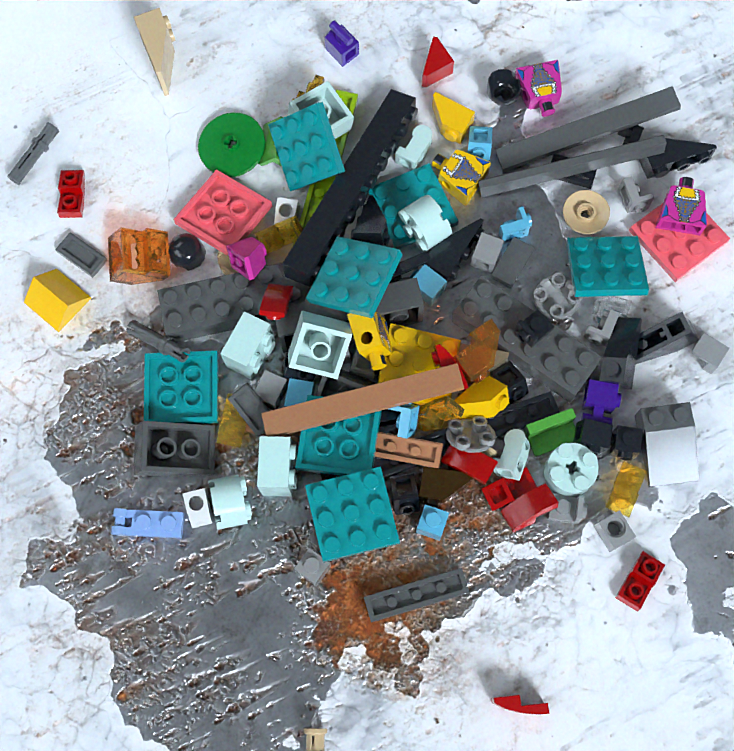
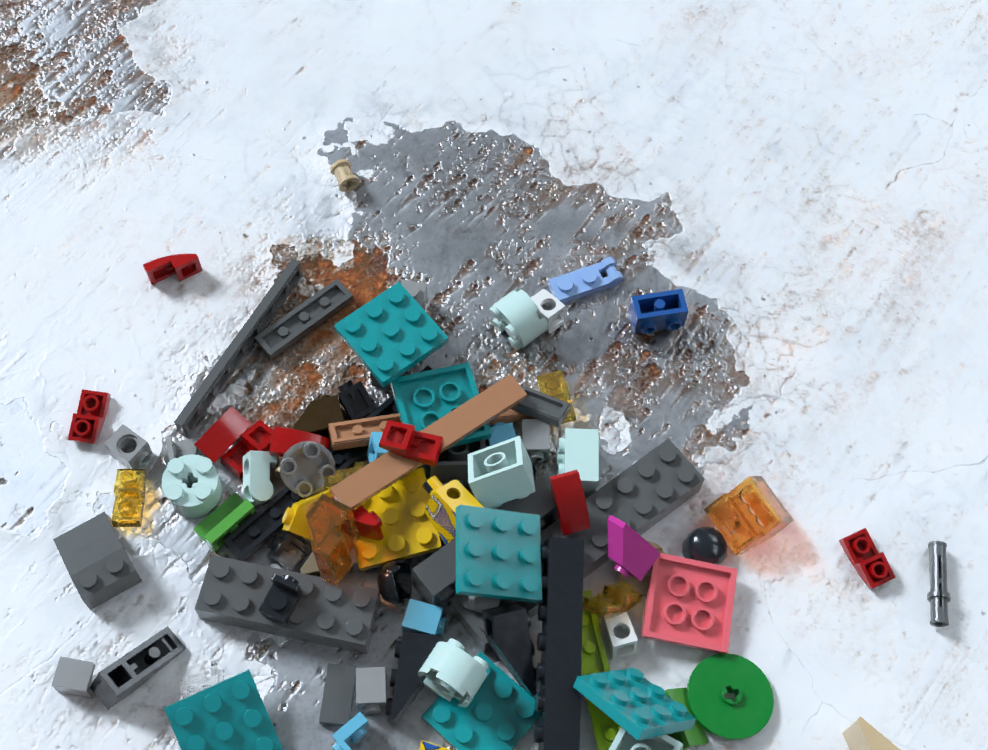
camera: 150 degrees right, 10 degrees down
(55, 298) = (805, 444): yellow slope -> none
(81, 255) = (811, 498): dark grey tile -> none
(105, 456) = (658, 311): none -> blue brick
(165, 344) = (679, 437): dark grey pin -> none
(174, 449) = (598, 347): dark grey slope -> none
(182, 390) = (625, 407): teal plate -> none
(275, 466) = (487, 357): light aqua brick -> none
(380, 398) = (411, 444): none -> red slope
(411, 264) = (448, 615): black tile -> none
(432, 522) = (314, 381): medium azure brick -> none
(440, 321) = (395, 581): none -> black hair
(483, 590) = (238, 348): none -> dark grey tile
(556, 297) = (274, 672): light grey dish -> none
(594, 435) = (179, 530): black brick -> none
(600, 398) = (185, 573): dark purple brick -> none
(602, 334) = (201, 657): light grey bracket -> none
(621, 353) = (175, 630): black slope -> none
(626, 443) = (142, 537): black brick -> none

